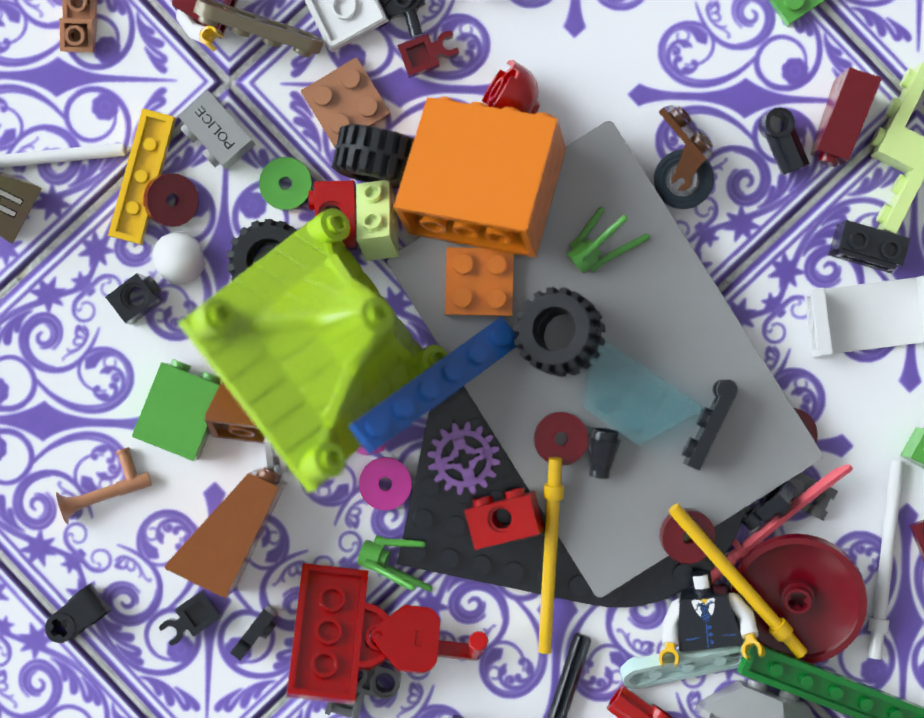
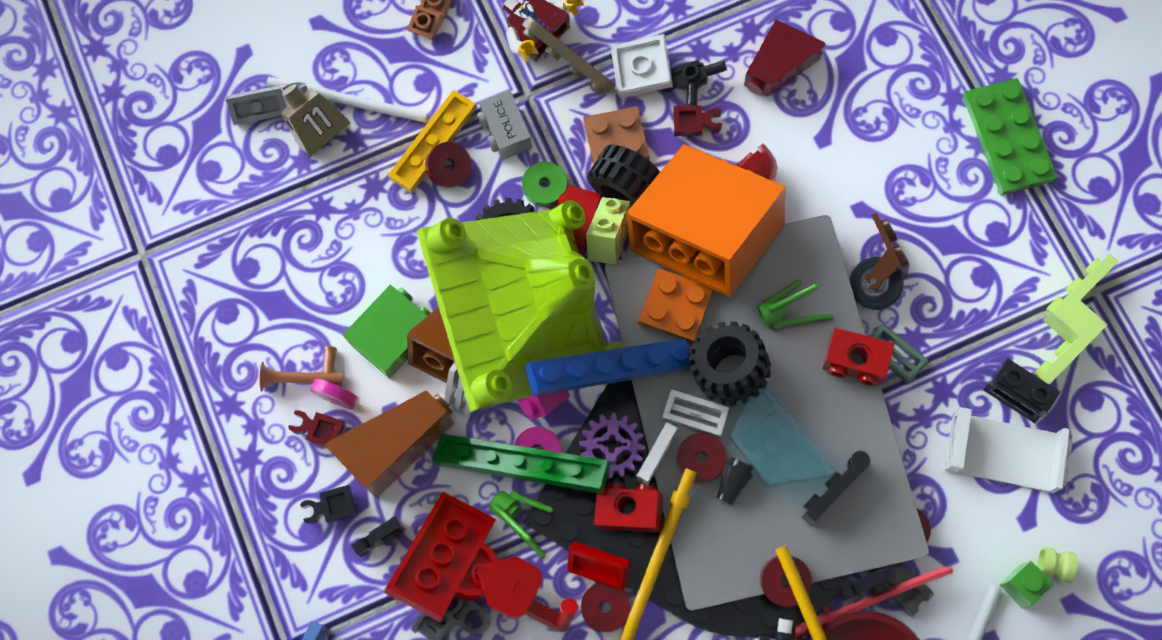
camera: 25 degrees right, 15 degrees down
(81, 613) = (241, 468): black piece -> none
(121, 301) = (380, 223): black brick -> none
(148, 502) = (334, 394): none -> dark pink piece
(149, 542) = (320, 429): none -> dark red plate
(178, 258) = (435, 207): white hair -> none
(375, 508) = (522, 463): none -> green plate
(491, 583) = (598, 565): none -> red tile
(514, 453) = (656, 454): none -> white tile
(514, 634) = (602, 621): none -> dark red piece
(569, 405) = (676, 395): none -> white tile
(700, 237) = (908, 349): none -> sand green tile
(710, 270) = (874, 352): none -> red brick
(784, 145) = (971, 283): black piece -> none
(844, 116) = (1030, 275): dark red slope -> none

